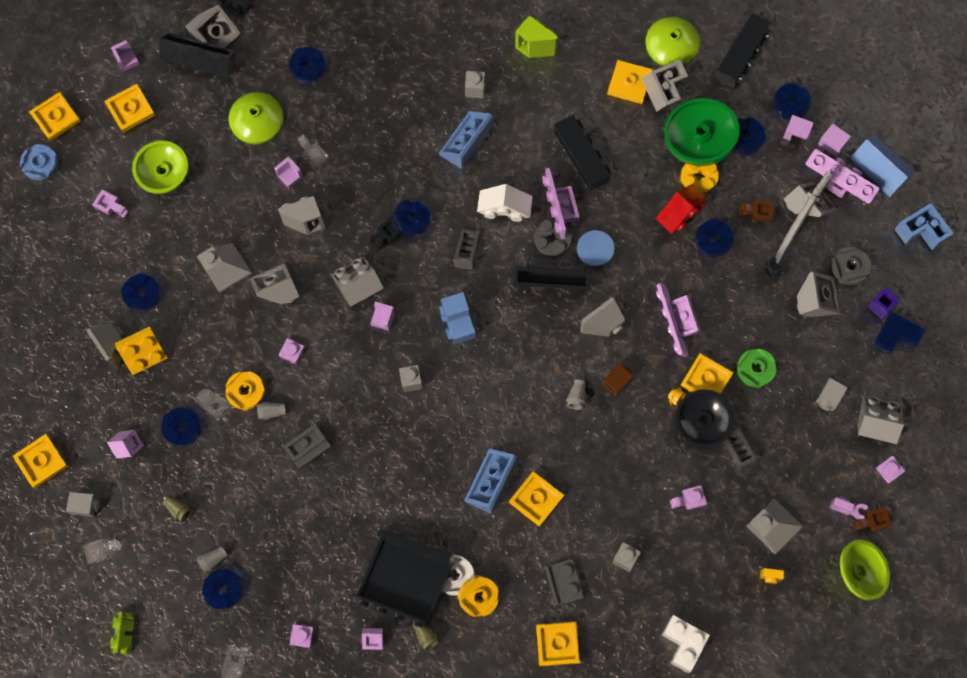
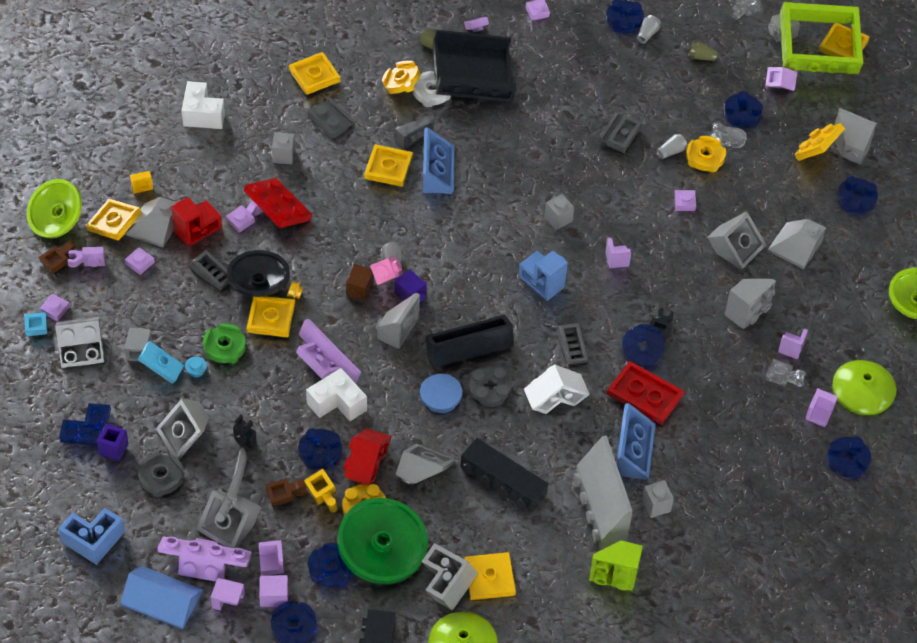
camera: 150 degrees right, 20 degrees down
(93, 478) = (824, 14): none -> lime window
(304, 110) = (821, 407): none -> lavender panel
(357, 281) = (662, 273): light grey slope -> none
(432, 179) = (645, 392): none -> red plate
(497, 526) = (413, 132): none -> flat silver slope
(519, 94) = (603, 495): none -> light grey slope
(563, 204) = (497, 413): lavender bracket -> none
(576, 354) = (409, 284): none -> dark purple brick
(591, 374) = (386, 270): none -> bright pink brick
(638, 186) = (421, 463): none -> light grey slope
(655, 495) = (278, 202): none -> red plate
(683, 278) = (337, 392): none -> white brick
(731, 193) = (322, 489): none -> yellow brick
(742, 502) = (194, 221): none -> red brick
(788, 356) = (195, 366): none -> medium azure plate
(789, 158) = (271, 558): none -> lavender panel
(800, 489) = (139, 261): none -> lavender plate
(810, 542) = (113, 219): none -> yellow plate
(819, 365) = (160, 362): none -> medium azure plate
(913, 454) = (35, 324): none -> medium azure plate

